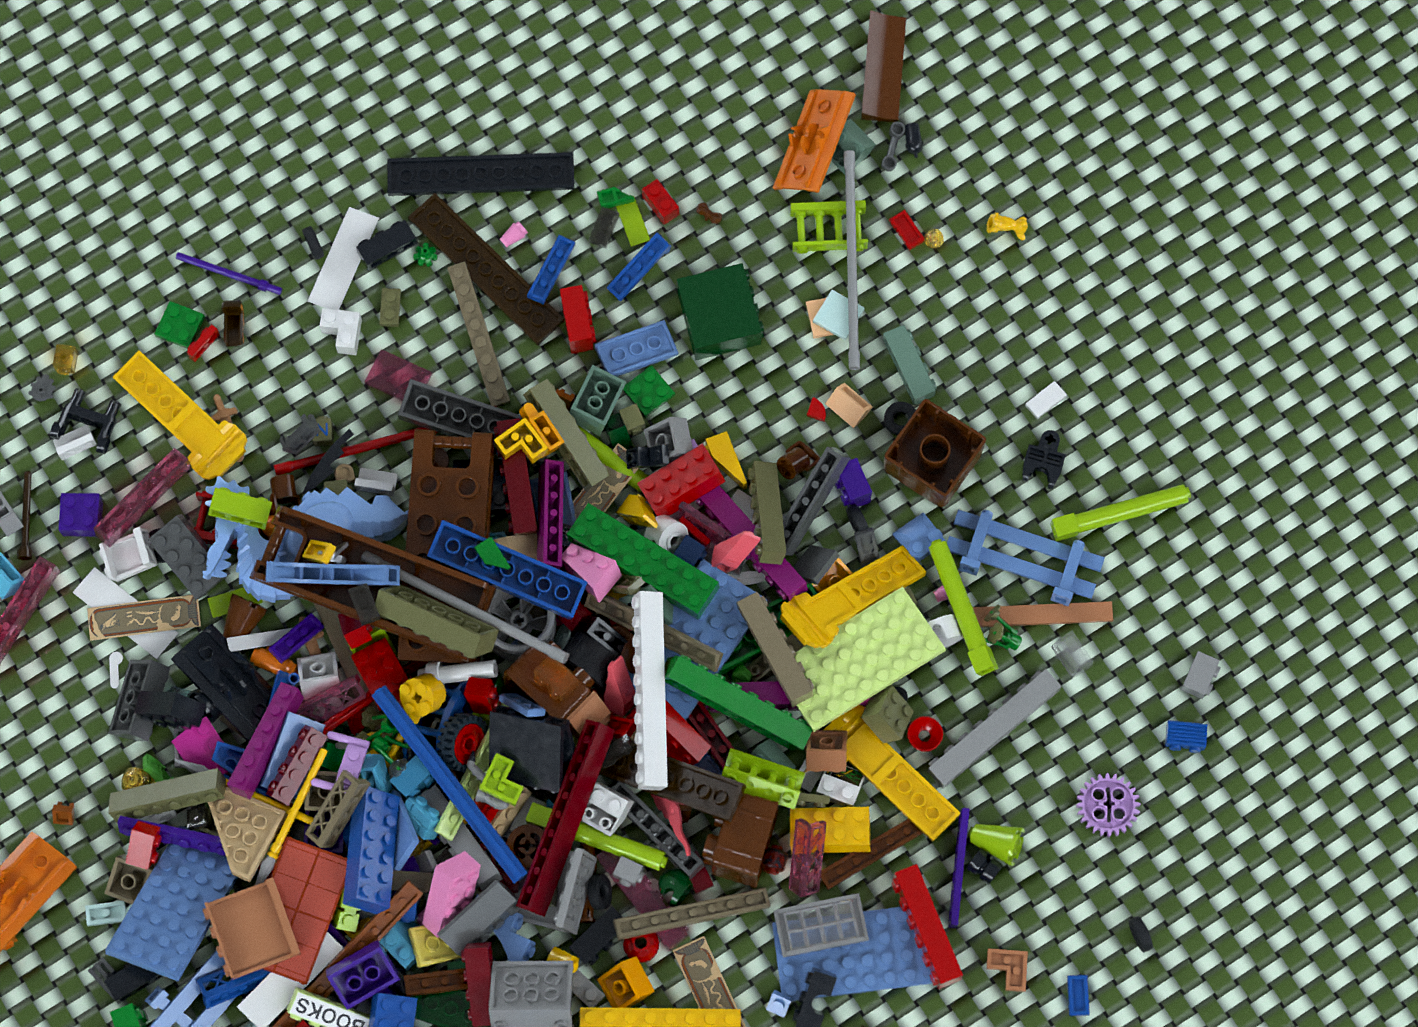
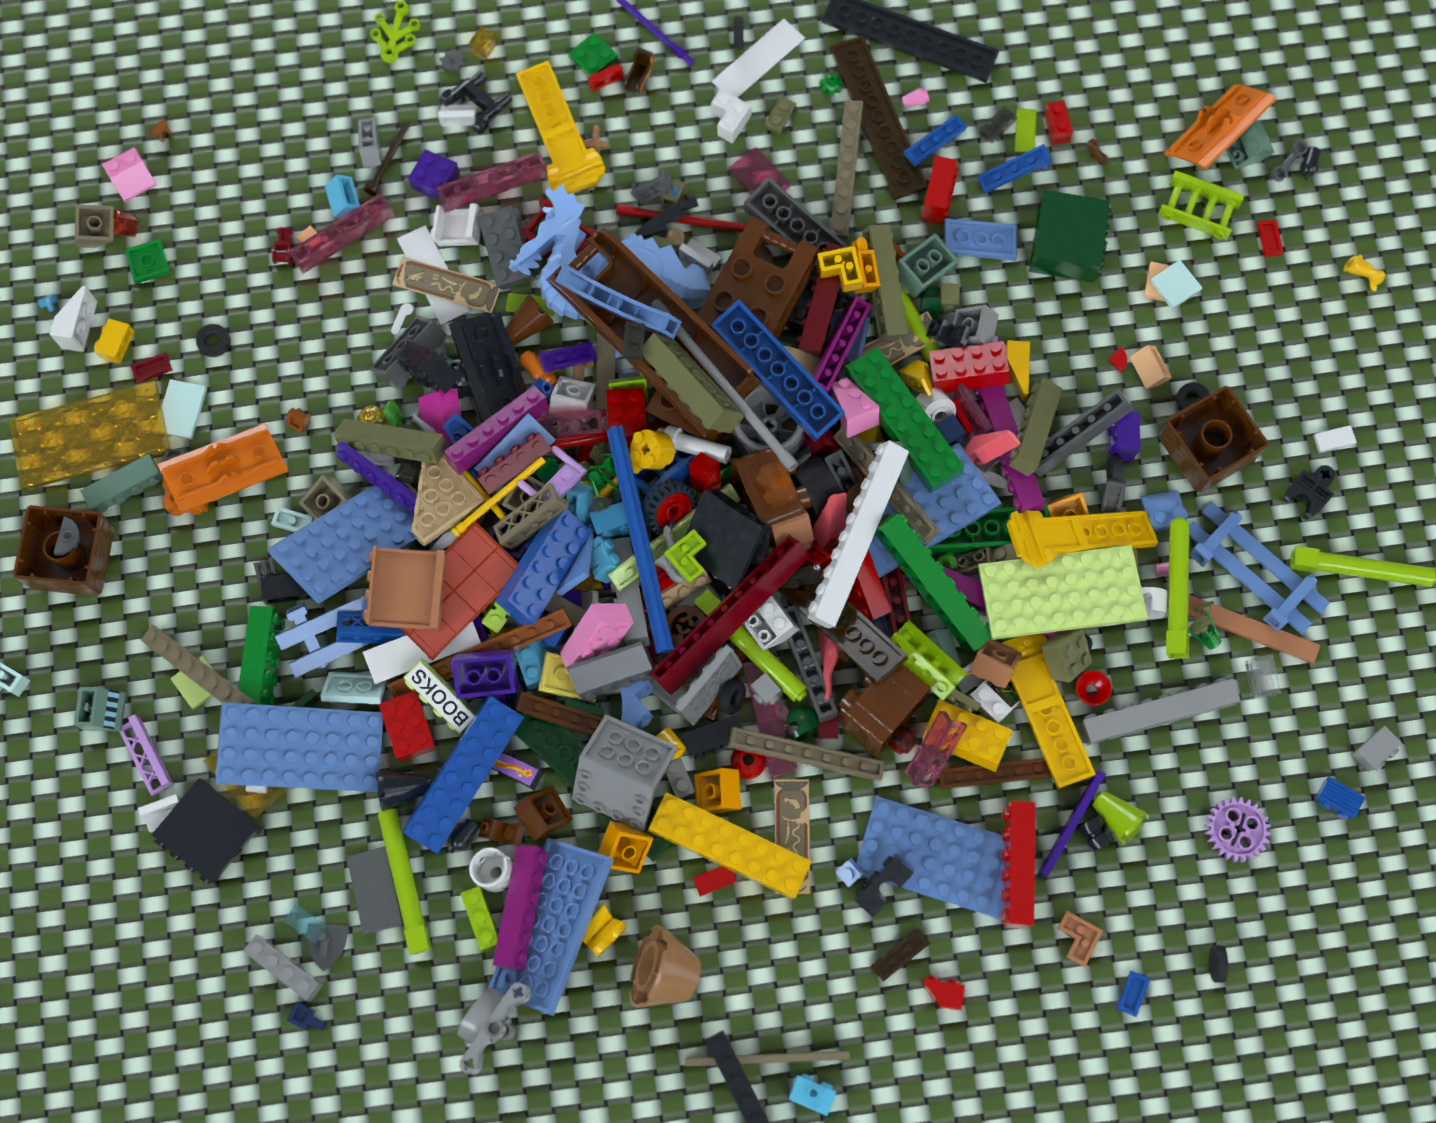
camera: 25 degrees right, 0 degrees up
(143, 845) = (348, 474): brick -> none
(240, 508) = (567, 218): lime brick -> none
(255, 640) = (529, 343): white sticker -> none
(283, 491) = (617, 224): reddish brown piece -> none
(324, 552) = (620, 282): yellow piece -> none
(354, 632) = (620, 370): red brick -> none
(386, 244) = (801, 61): black brick -> none
(478, 976) = (586, 720): dark red brick -> none
(491, 554) = (768, 348): green tile -> none
(522, 704) = (736, 496): medium blue tile -> none
(613, 197) = (1018, 103): green tile -> none
(628, 585) = (880, 434): olive plate -> none
(648, 391) = (975, 280): green plate -> none
(774, 648) = (989, 549): dark tan brick -> none
(796, 460) = (1081, 394): reddish brown piece -> none
(815, 563) = (1060, 491): dark grey tile -> none
(821, 925) = (920, 818): clear piece -> none
(853, 354) = (1176, 322): light grey piece -> none
(883, 67) = (1309, 91): reddish brown arch -> none
(909, 365) = (1222, 353): sand green brick -> none
(933, 238) = (1291, 255): clear yellow tile -> none

